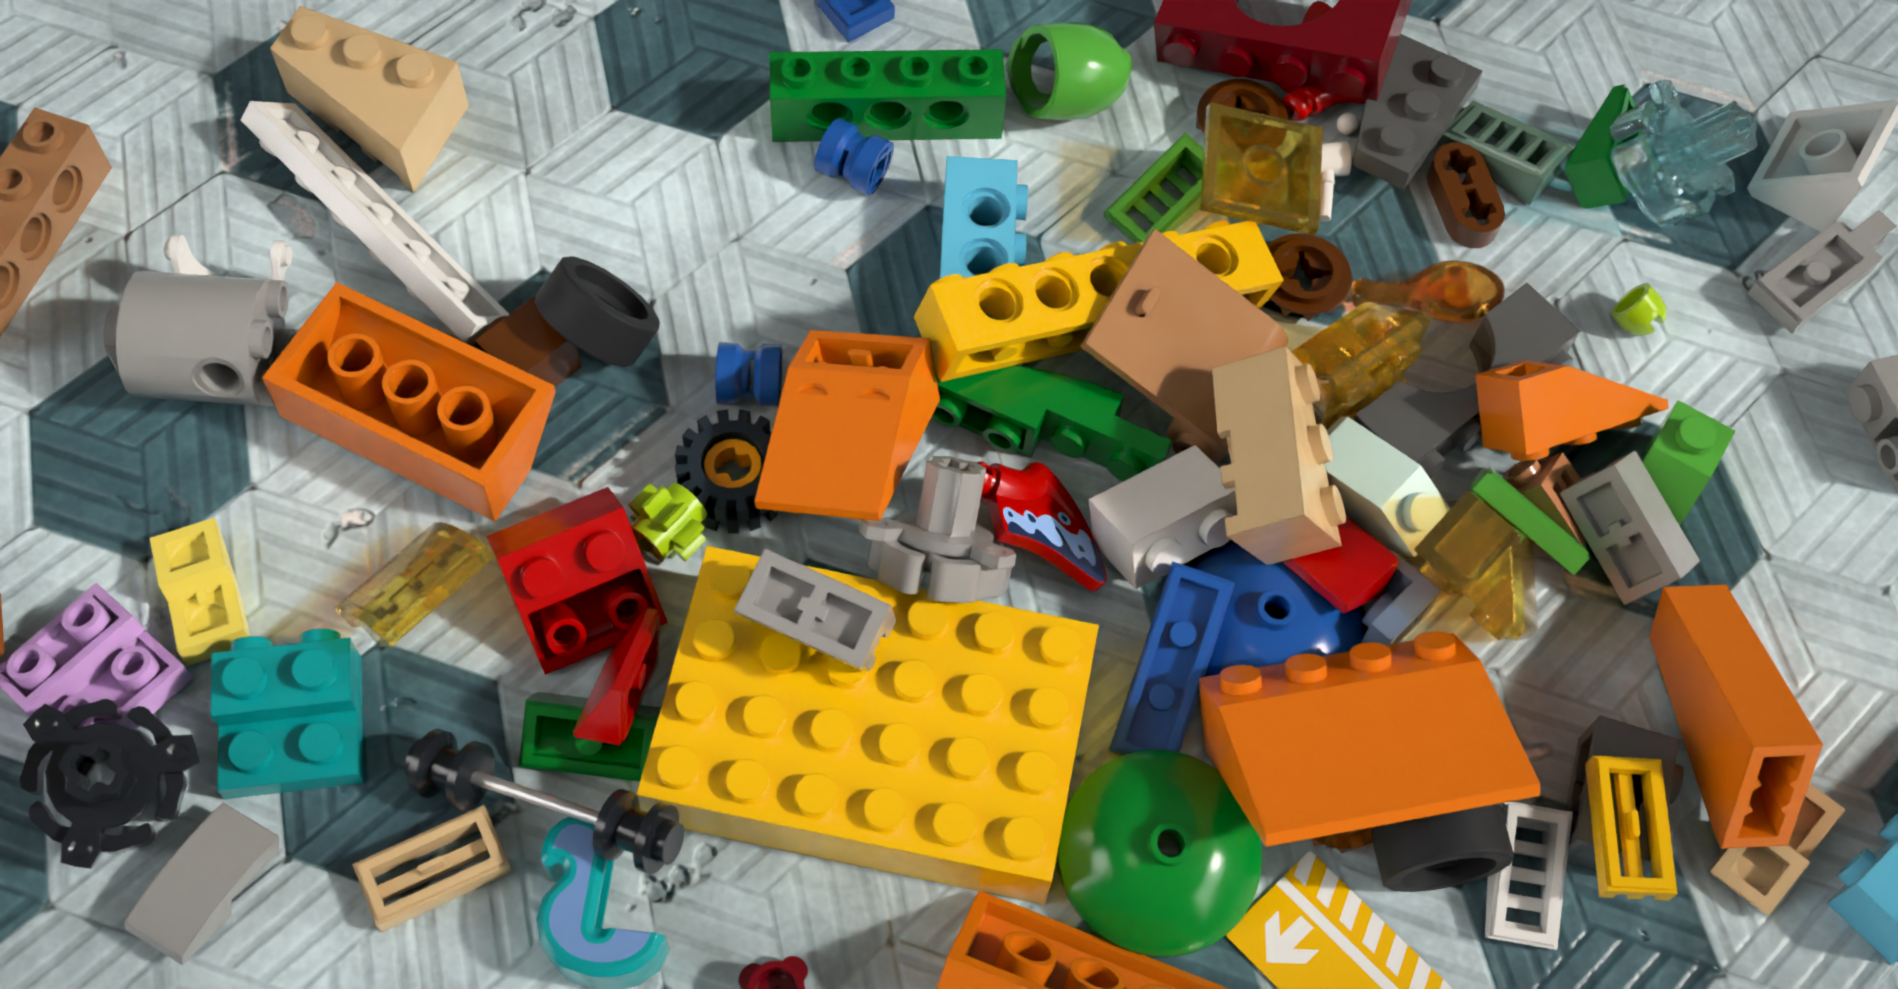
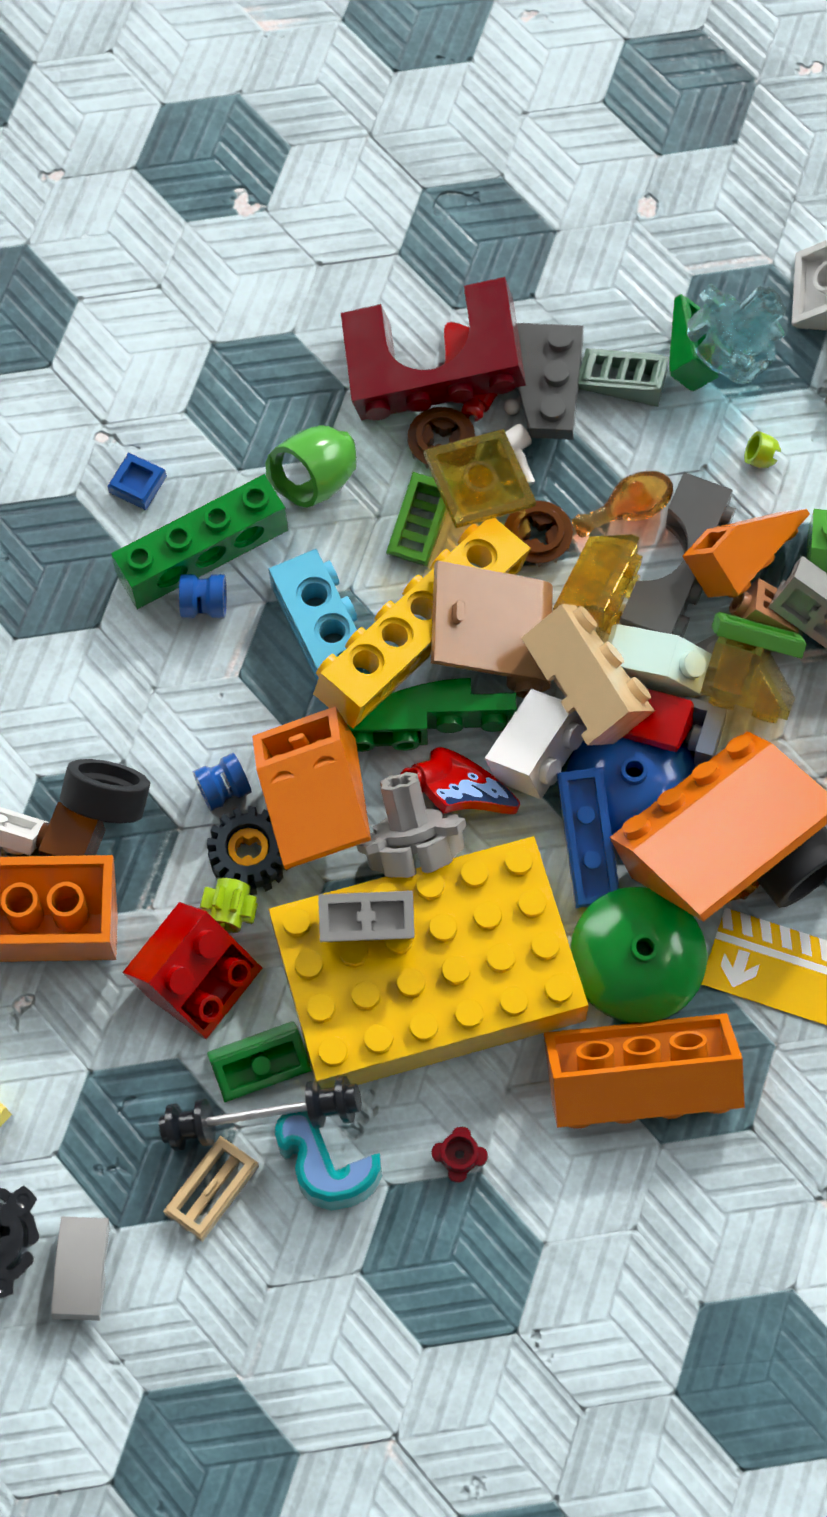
camera: 20 degrees left, 5 degrees up
(287, 714) = (66, 1144): teal plate -> none
(414, 583) = (98, 1024): clear yellow slope -> none
(622, 683) = (261, 1020): red slope -> none
(1474, 192) = (619, 417): reddish brown beam -> none

